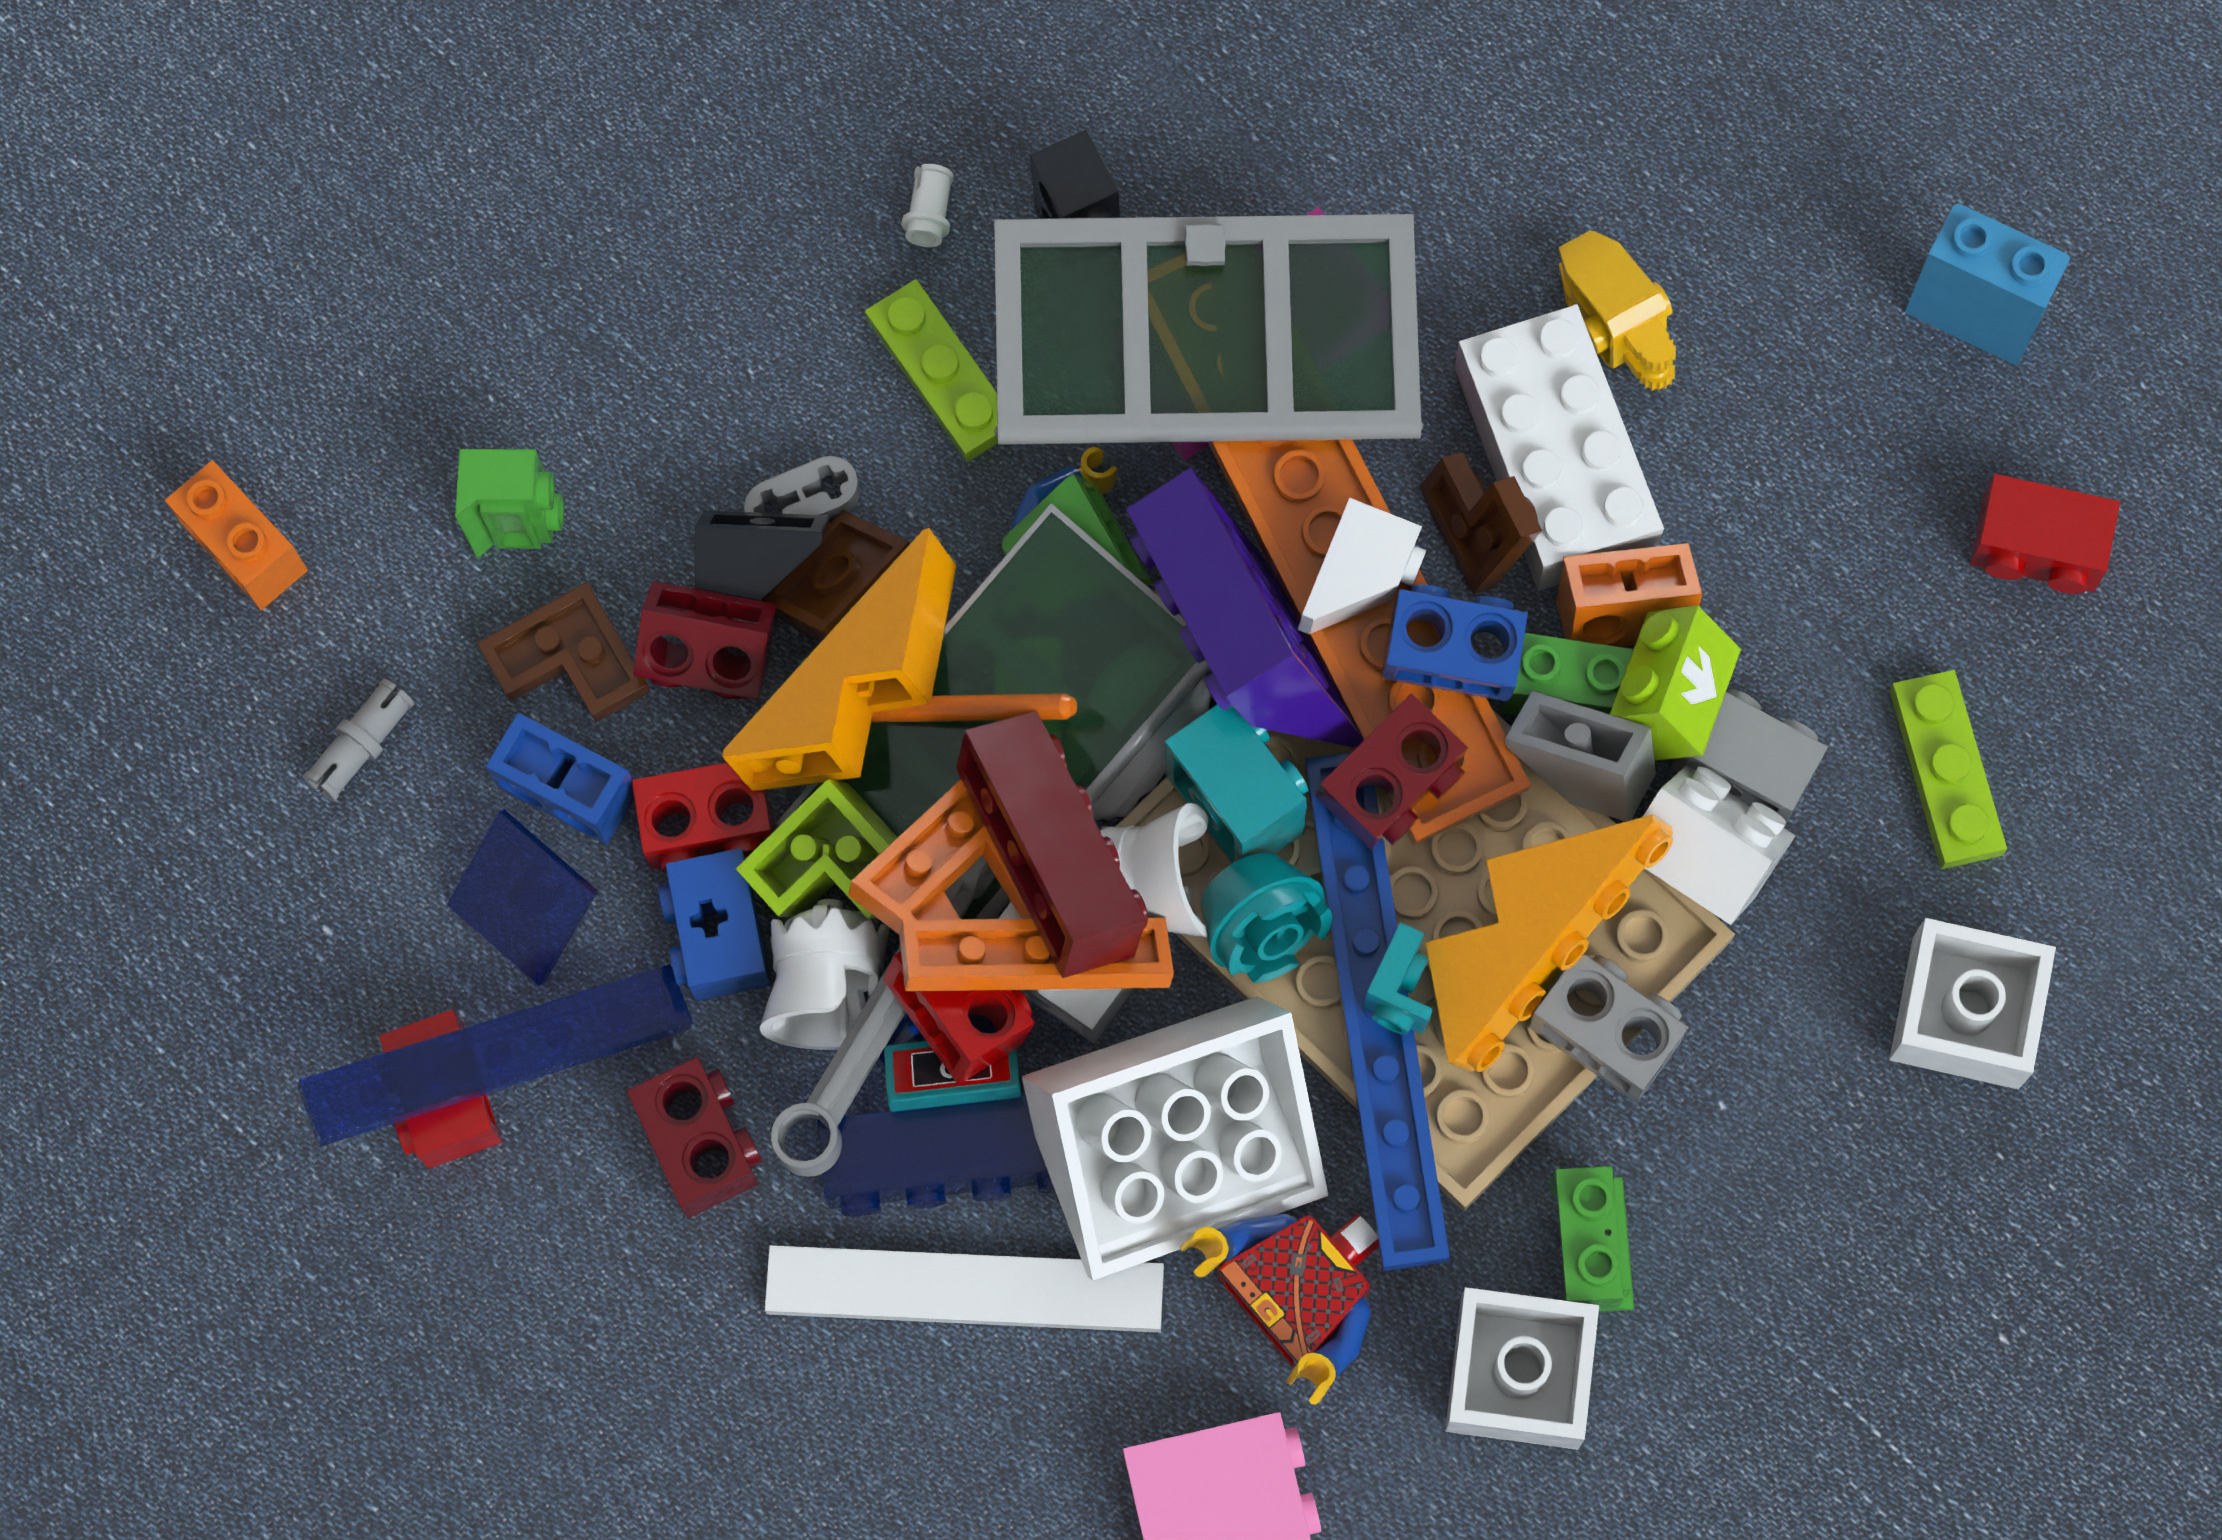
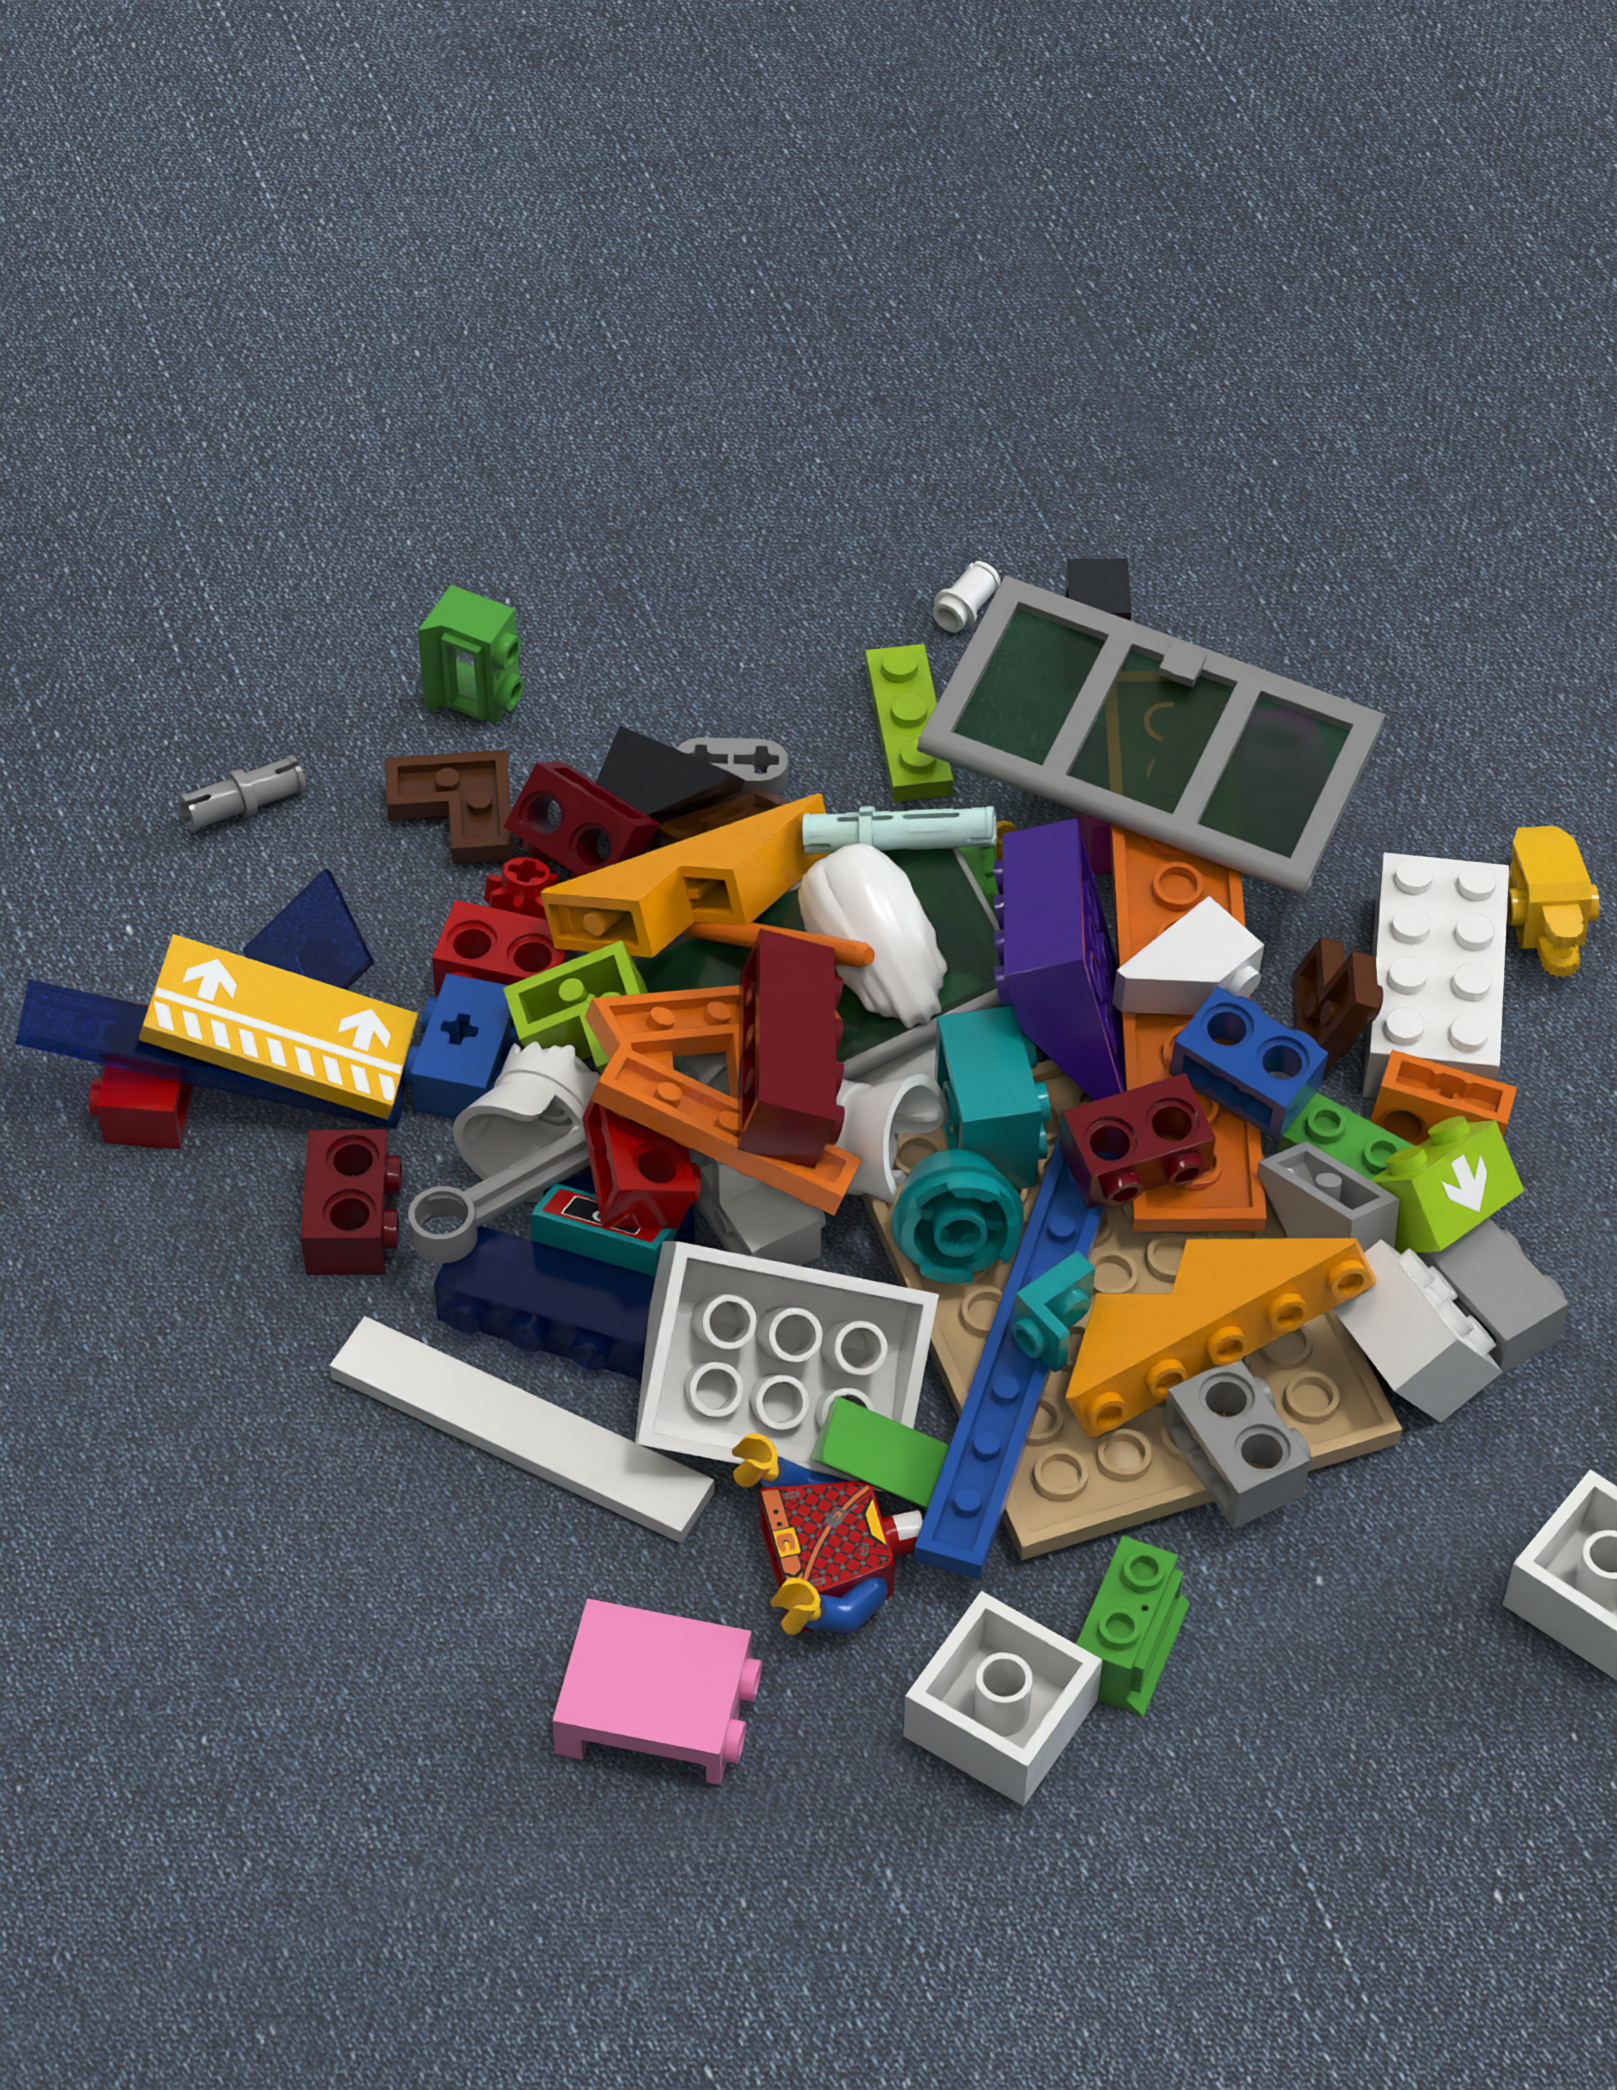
camera: 20 degrees right, 20 degrees down
(236, 535) = (231, 604): orange brick -> none
(543, 998) = (279, 1026): none -> yellow tile
(562, 778) = (395, 879): blue brick -> none
(685, 735) = (520, 887): none -> red gear
(1024, 542) = (900, 829): none -> light aqua pin
(1039, 644) = (871, 901): none -> white hair
(1305, 1178) = (880, 1452): none -> bright green slope

